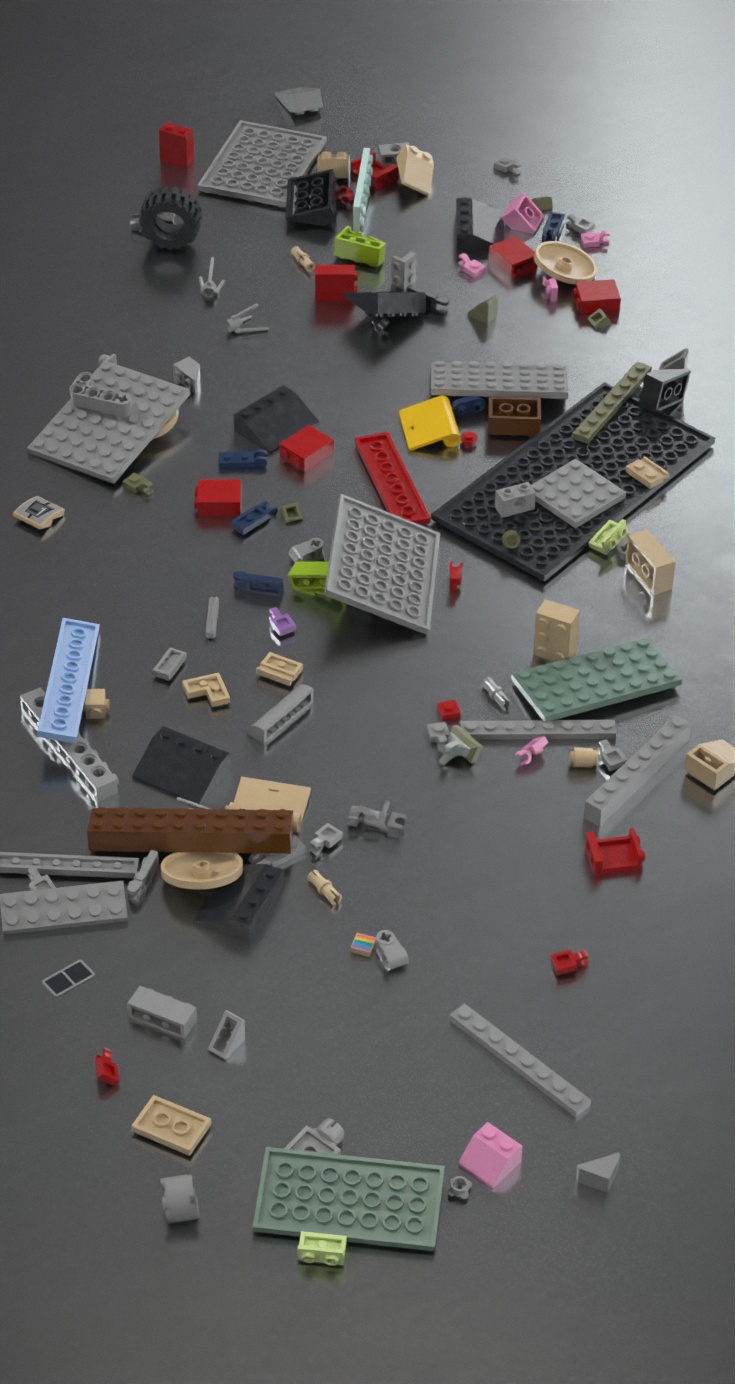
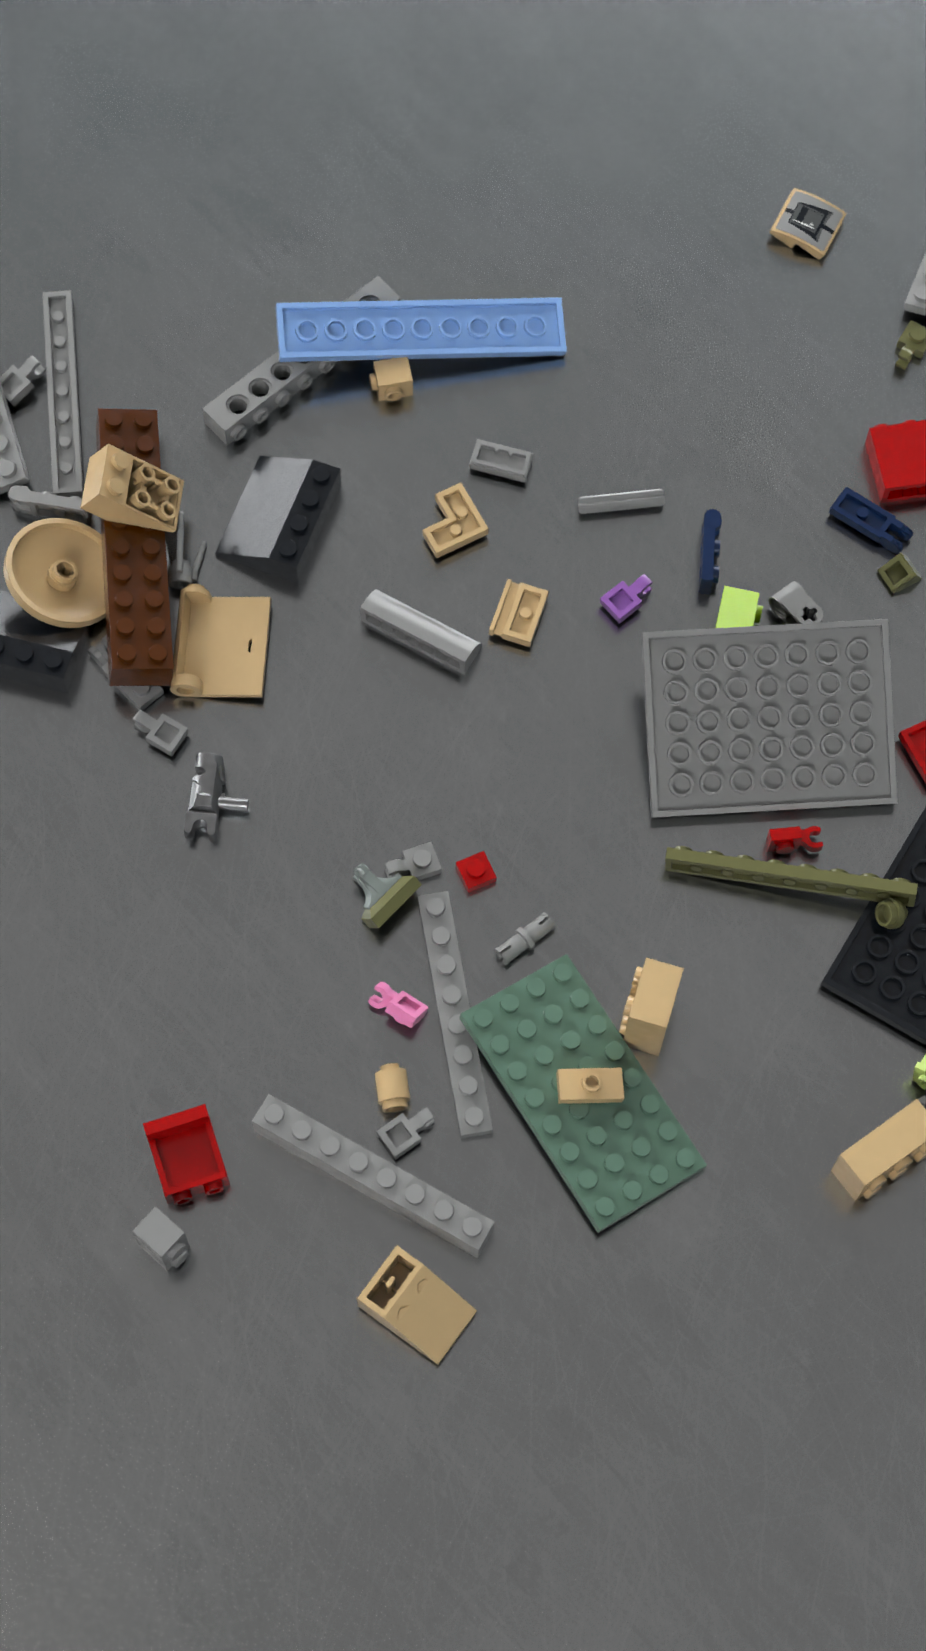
camera: 80 degrees right, 25 degrees up
(161, 811) = (131, 491): none -> tan slope
(324, 887) = (63, 746): tan pin -> none
(477, 581) = (778, 874): none -> olive plate
(597, 668) = (590, 1085): none -> tan plate
(669, 859) = (162, 1239): none -> light grey brick

